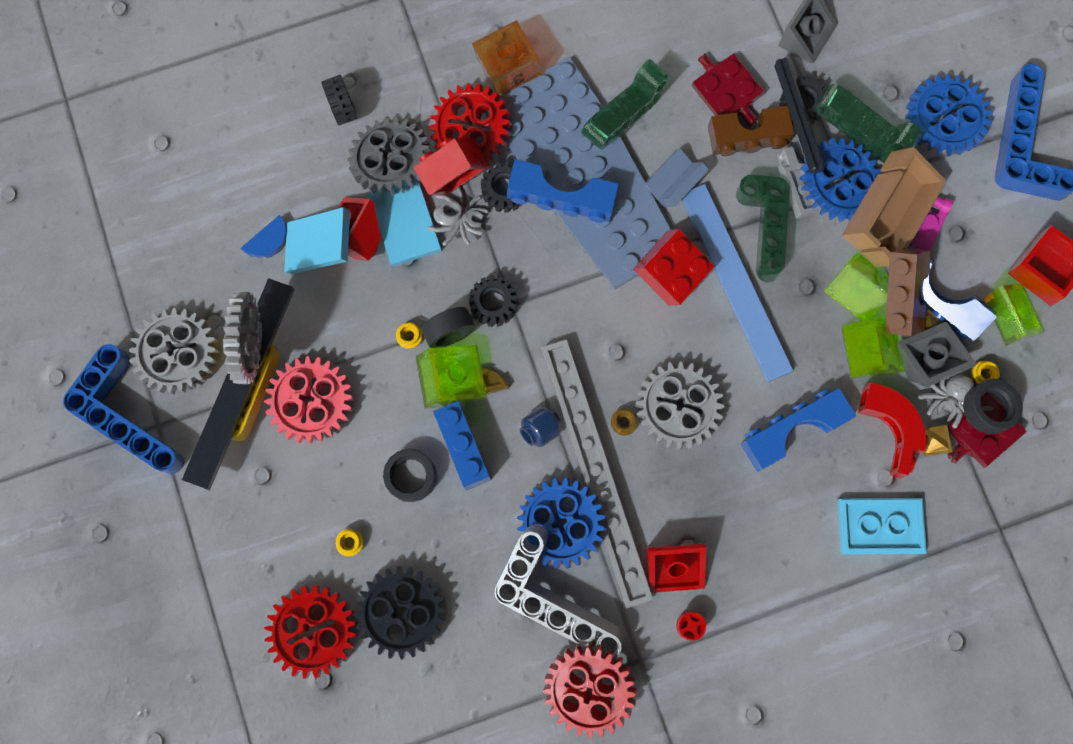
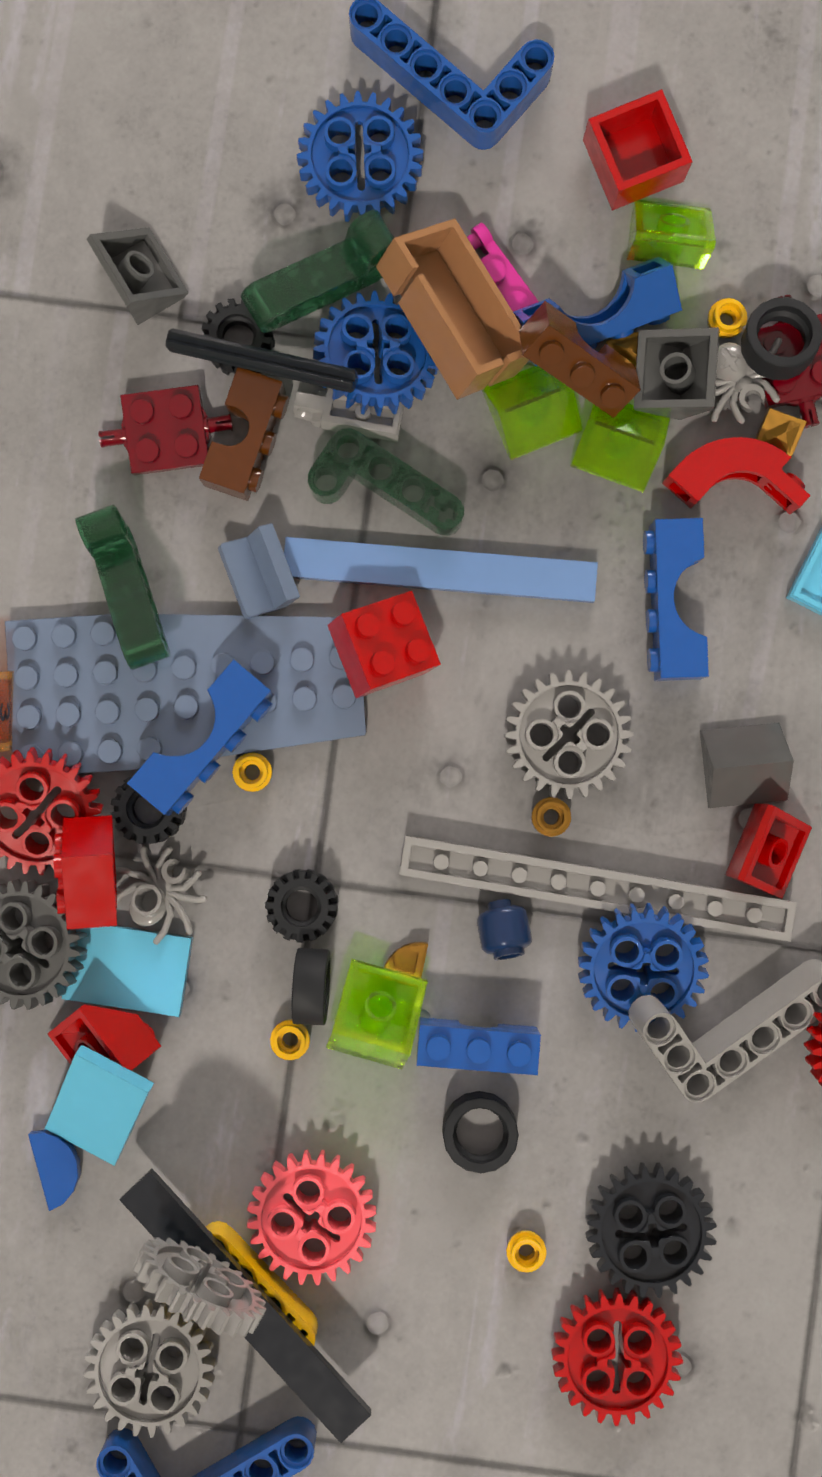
camera: 65 degrees left, 10 degrees up
(556, 227) = (240, 767): none -> yellow plate
(720, 525) = (746, 765): none -> dark grey slope

